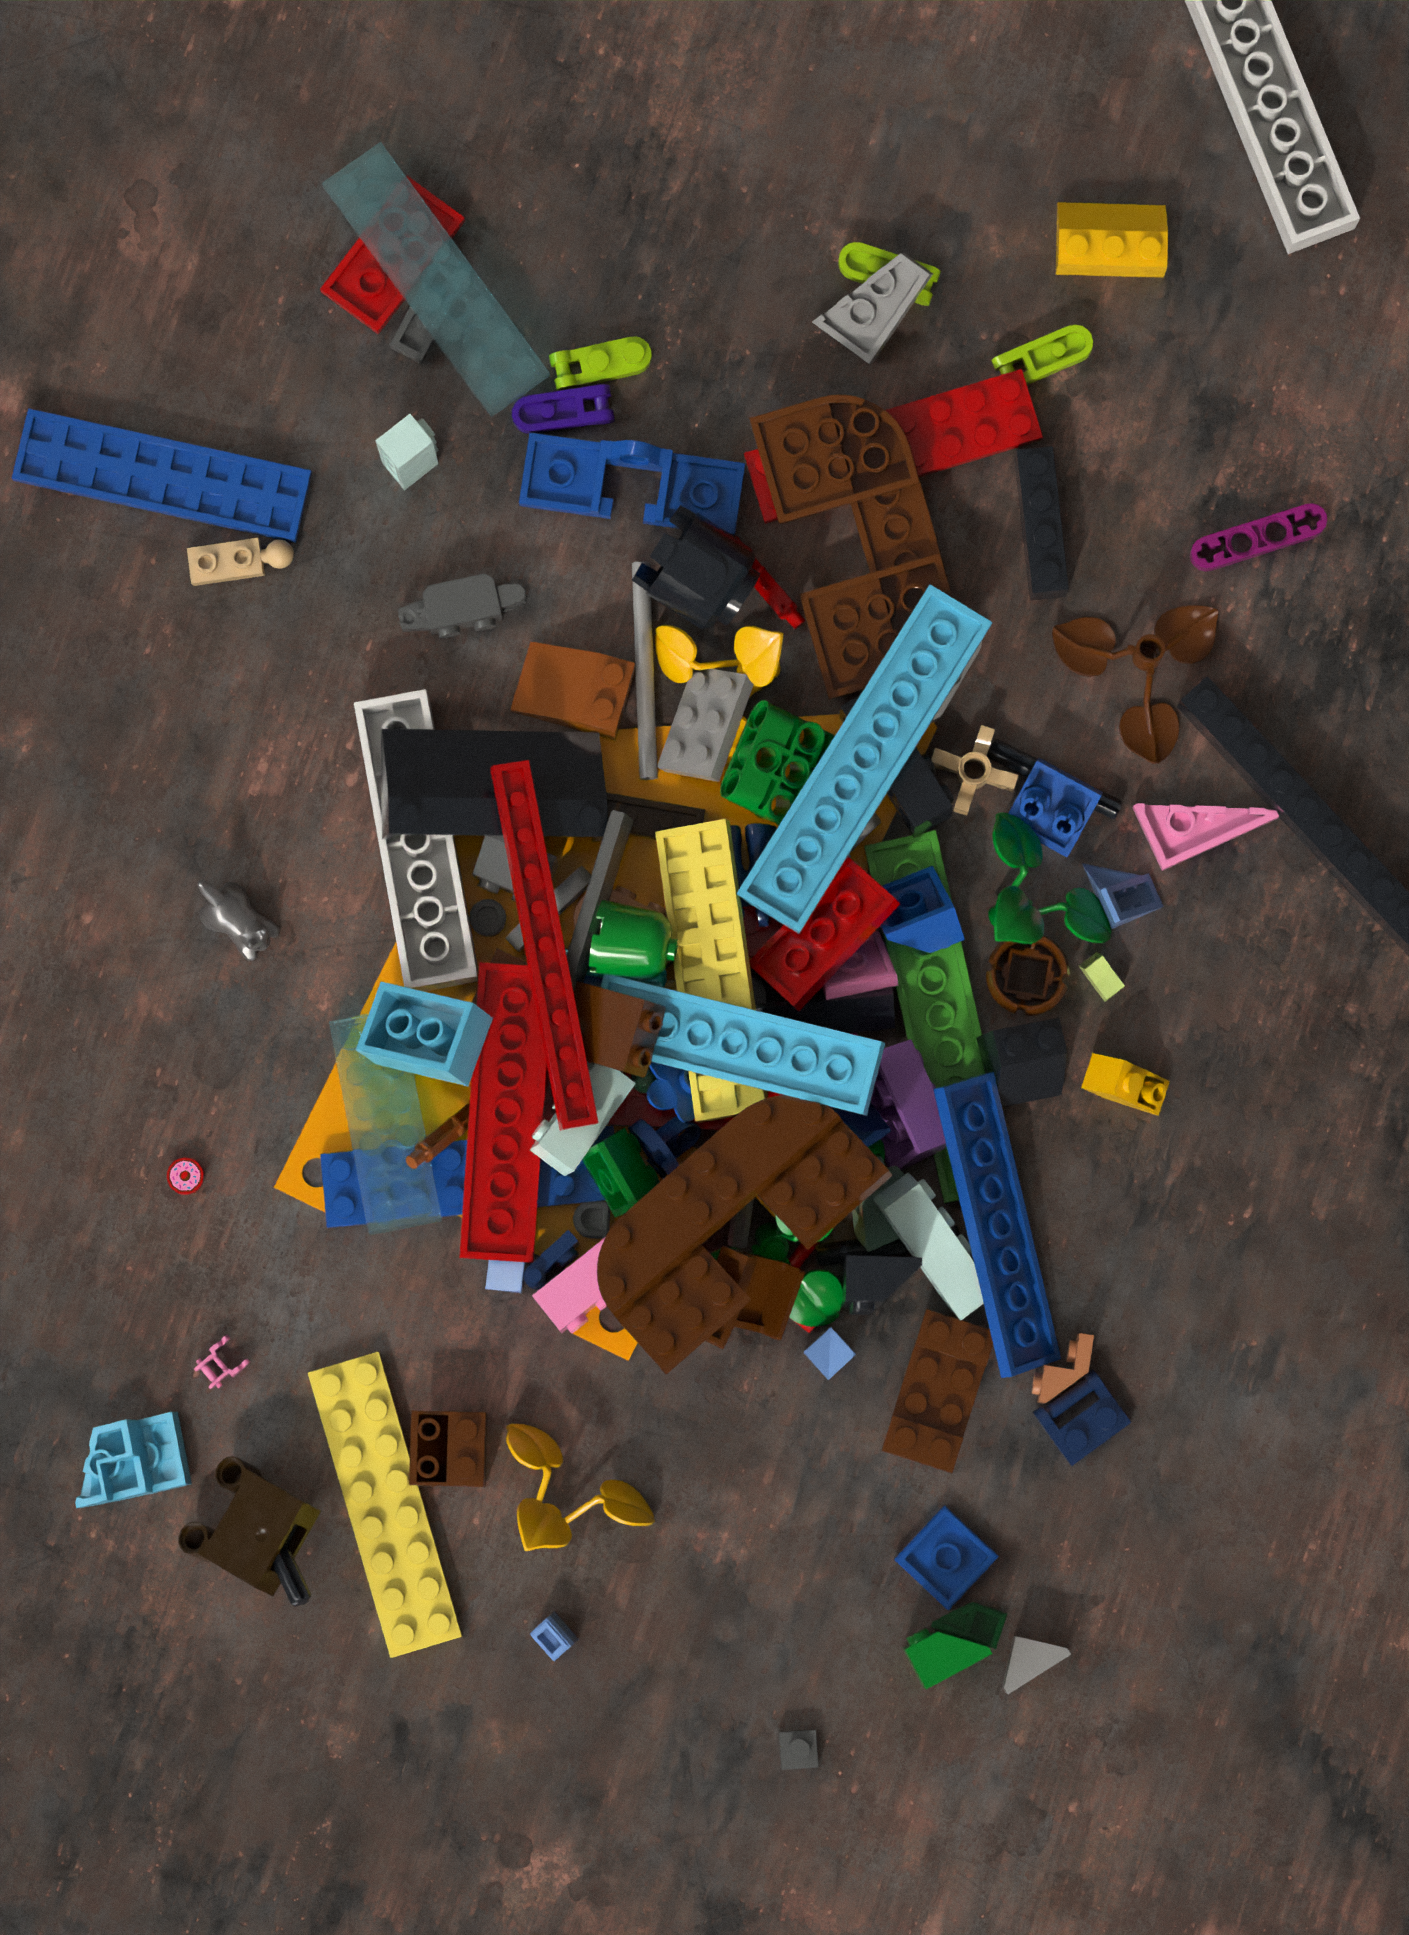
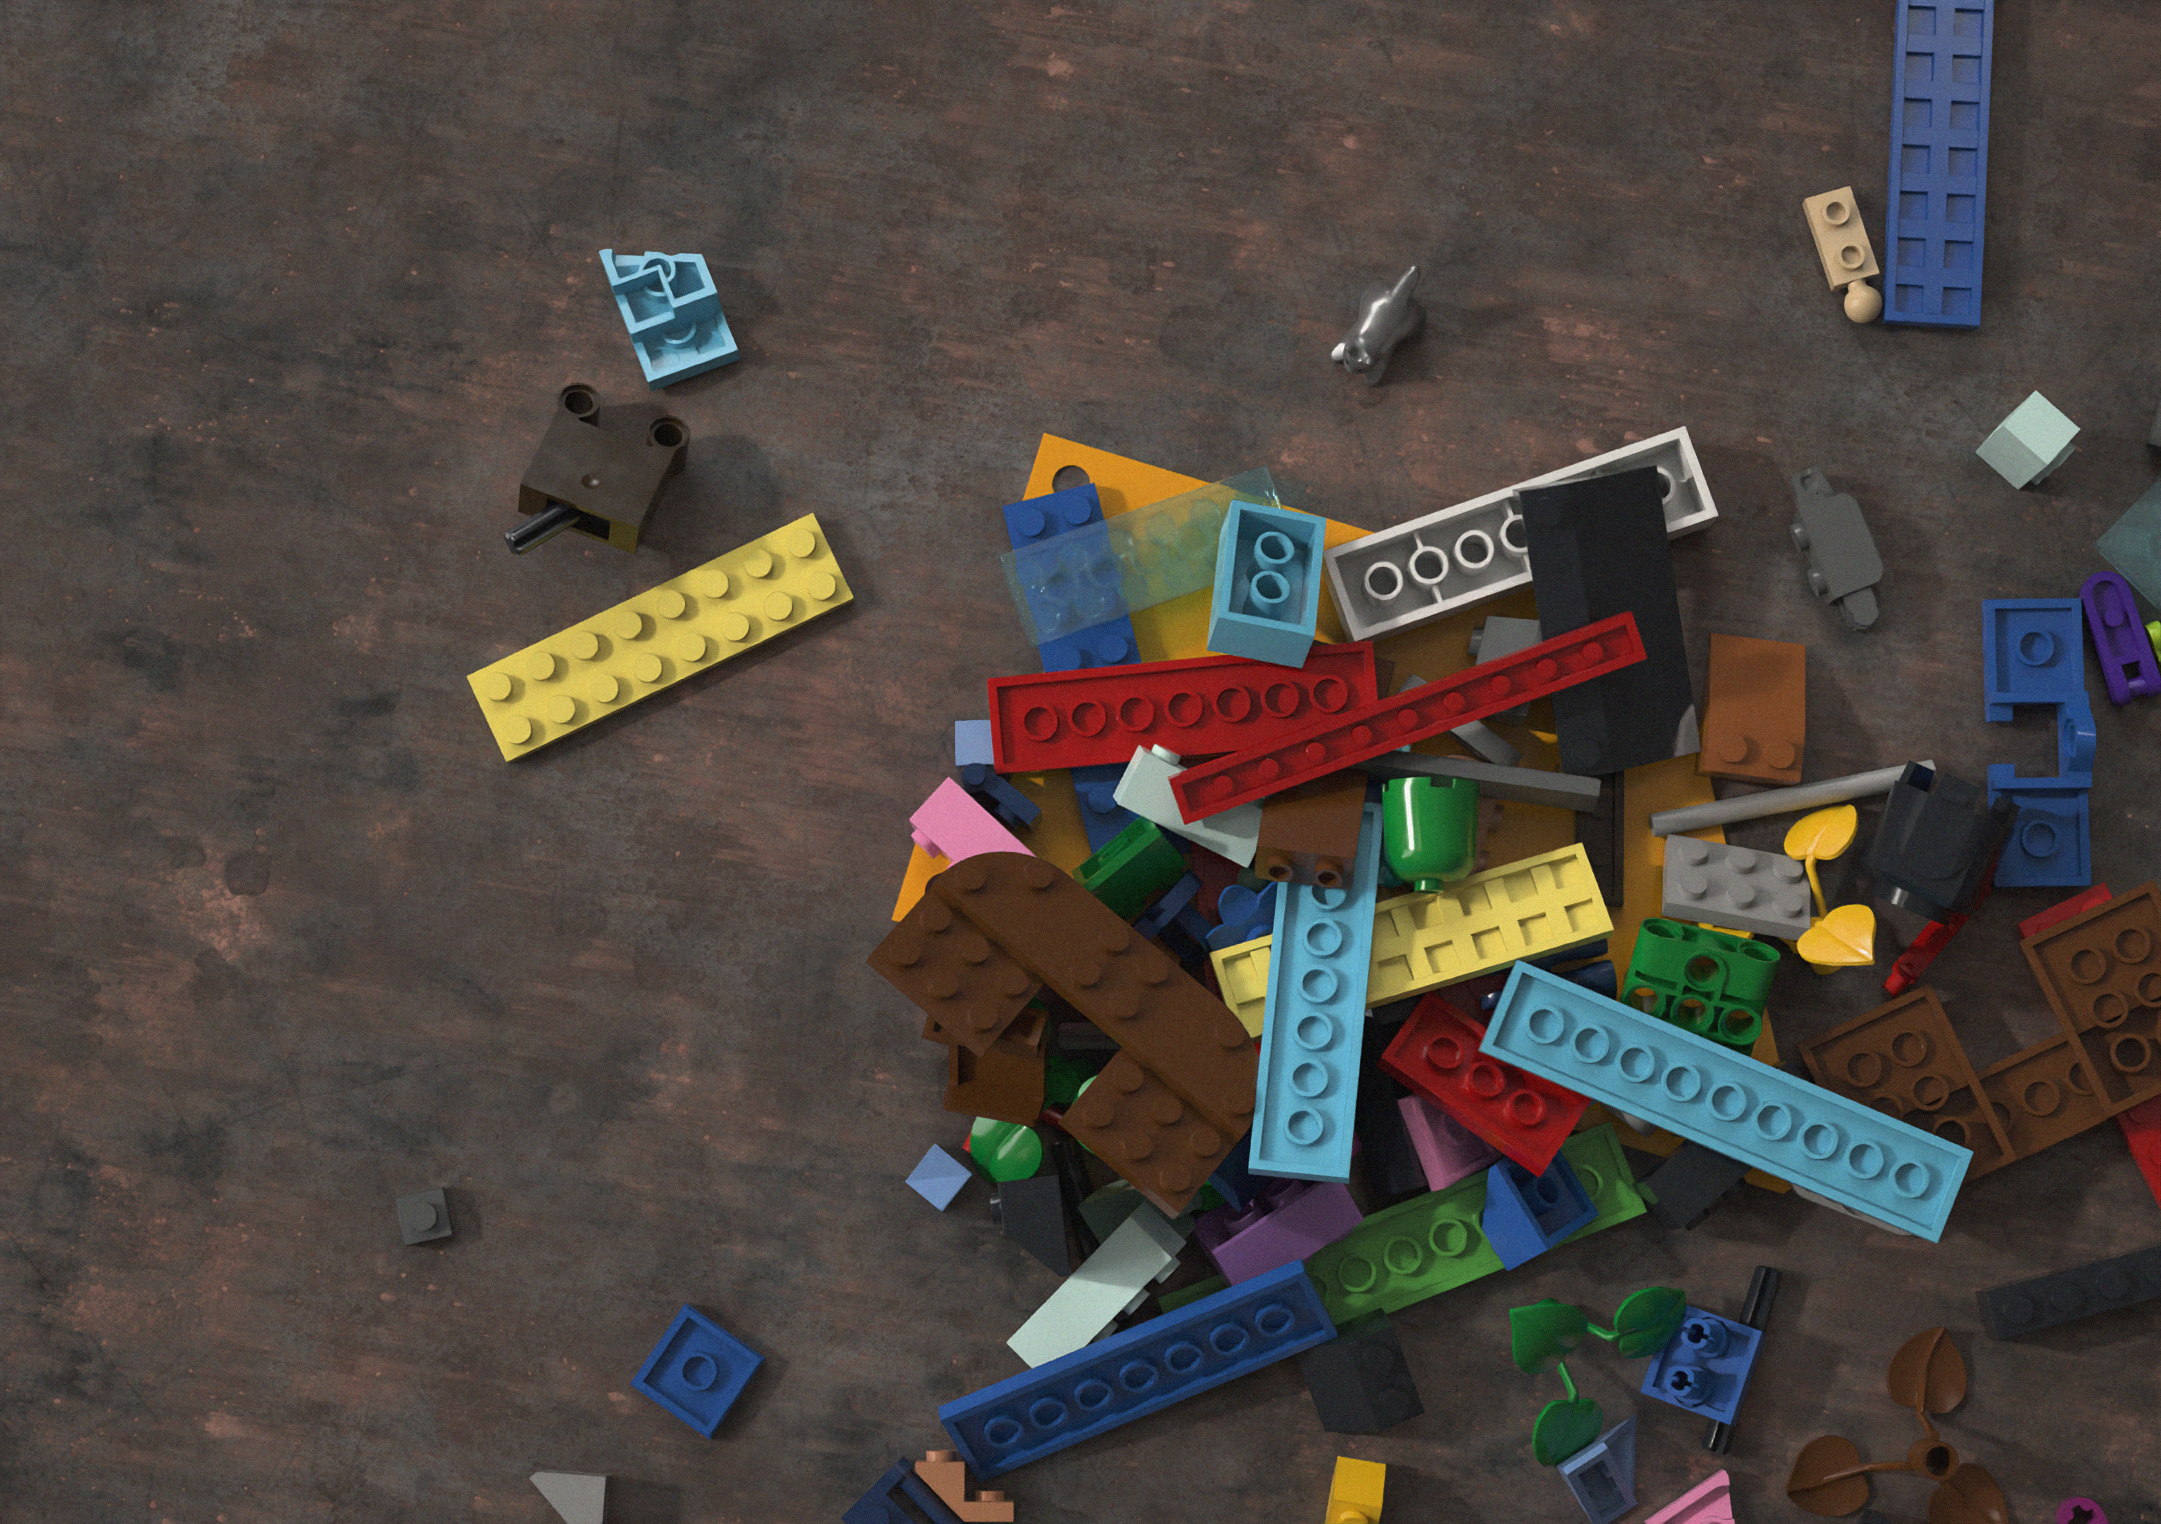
camera: 85 degrees right, 0 degrees up
(185, 1176) = (1040, 319): tile -> none
(216, 1381) = (823, 390): bright pink piece -> none
(440, 1138) = (1135, 627): dark orange piece -> none
(448, 1448) = (740, 705): reddish brown slope -> none
(487, 917) = (1434, 647): dark grey tile -> none
(543, 1524) = (658, 837): yellow plant -> none
(554, 1636) = (525, 880): medium blue slope -> none
(592, 1219) = (1065, 843): dark grey tile -> none
(938, 1391) = (910, 1327): reddish brown piece -> none
(940, 1655) = (567, 1384): green slope -> none
(973, 1623) = (618, 1419): dark green tile -> none
(992, 776) = (1731, 1276): tan pin -> none
(1053, 986) = (1466, 1399): reddish brown piece -> none
(1101, 976) = (1490, 1461): yellowish green piece -> none

